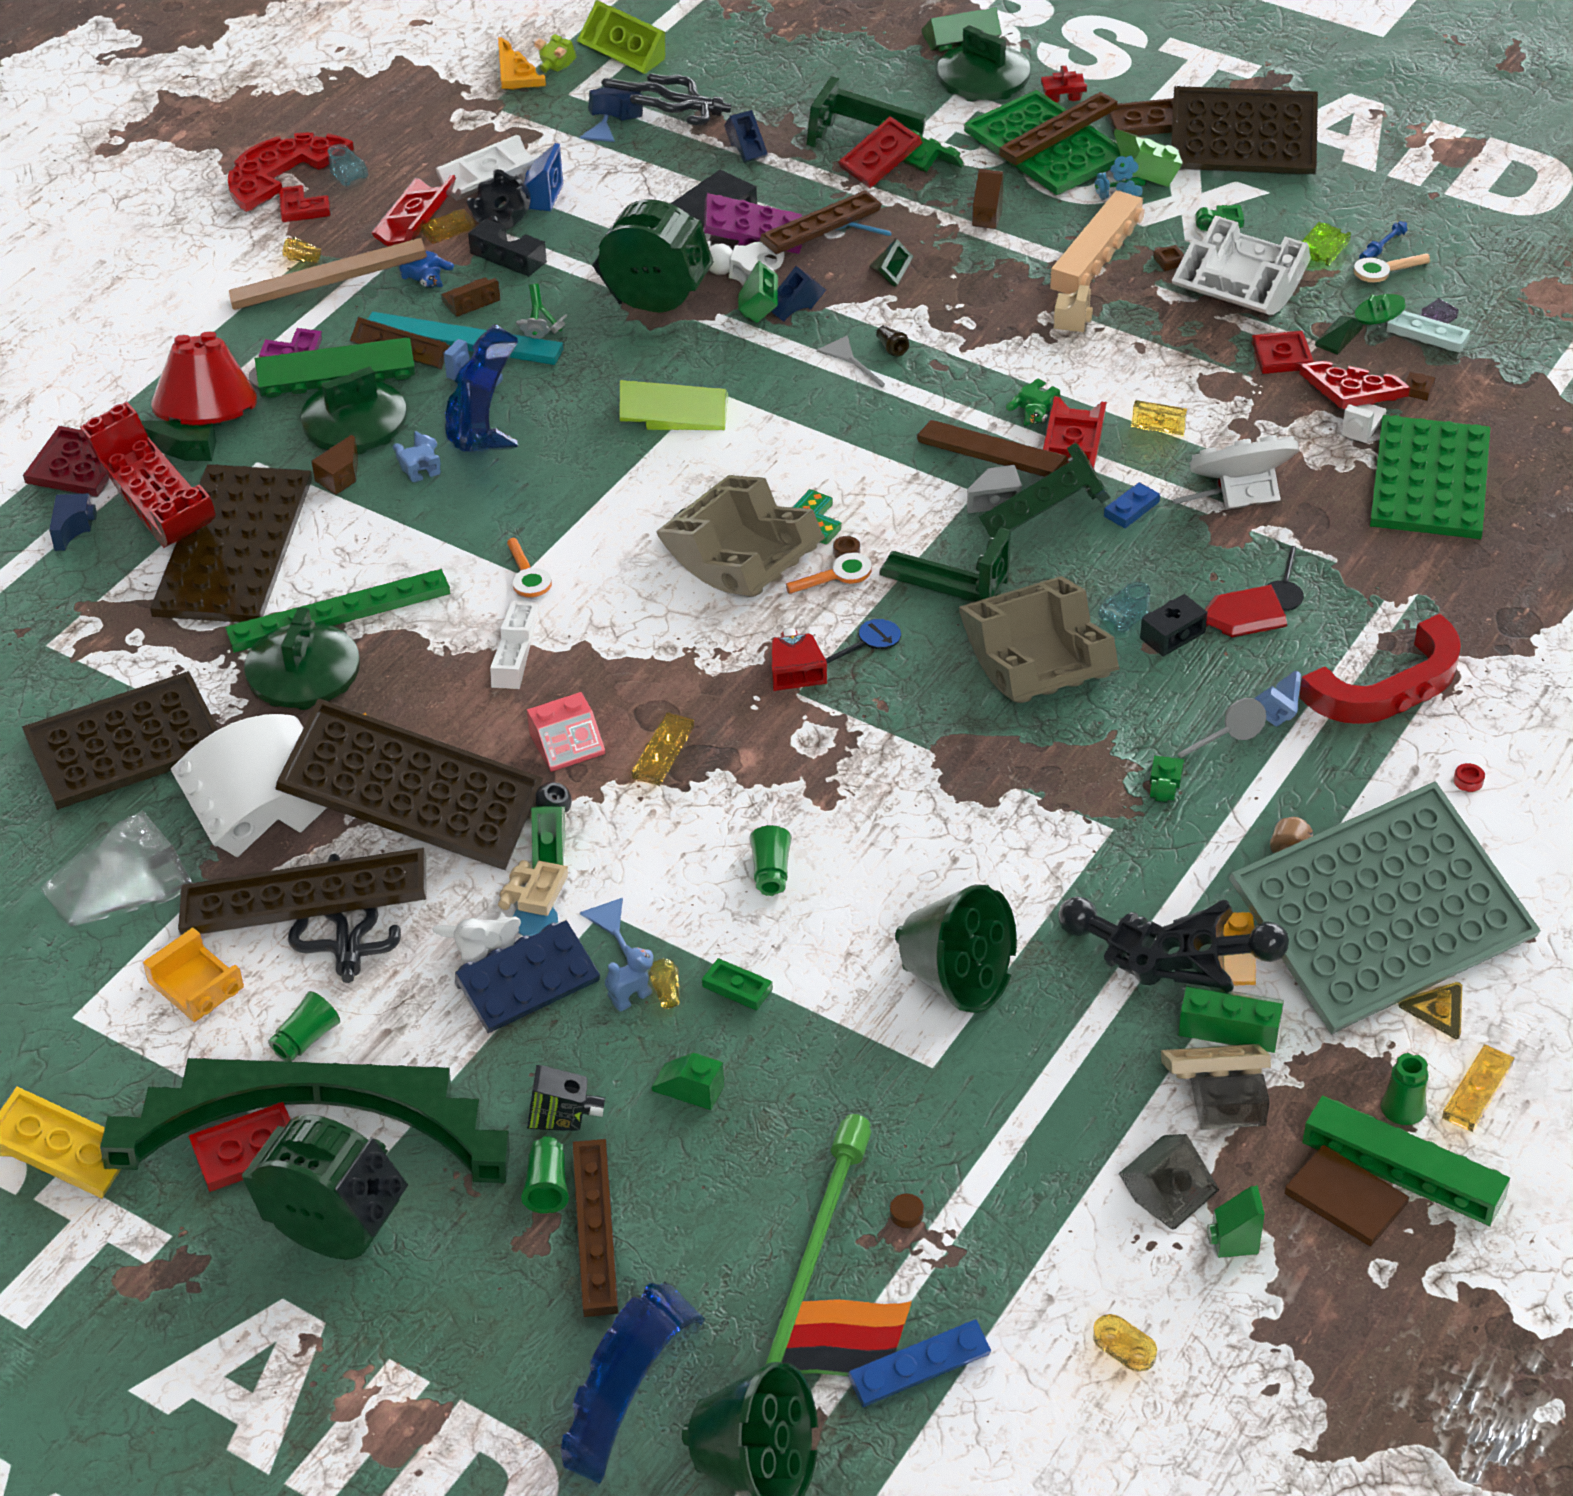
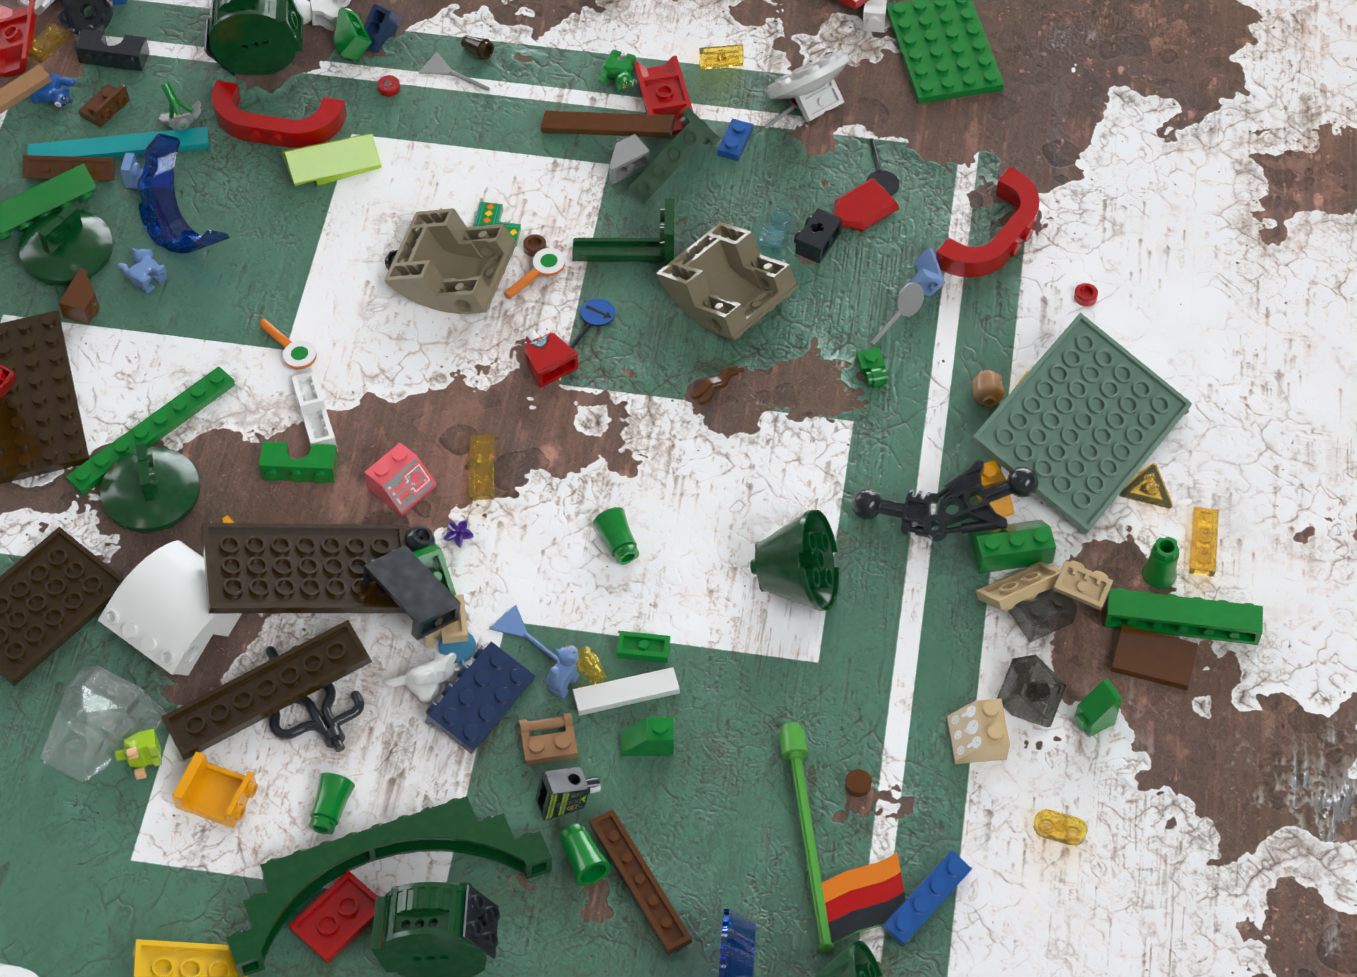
camera: 25 degrees left, 10 degrees up
(141, 911) = (140, 751): none -> lime piece
(488, 693) = (317, 466): none -> green arch
(508, 841) = (414, 590): none -> black panel
(576, 1053) = (549, 746): none -> medium nougat plate
(601, 806) = (458, 532): none -> dark purple plant
(630, 364) = (274, 130): none -> red arch
(693, 1024) = (626, 691): none -> white tile
(776, 354) = (388, 86): none -> red tile
(961, 742) = (709, 385): none -> reddish brown hair
(1081, 1203) = (979, 732): none -> tan slope
(1286, 1076) = (1083, 584): none -> tan bracket

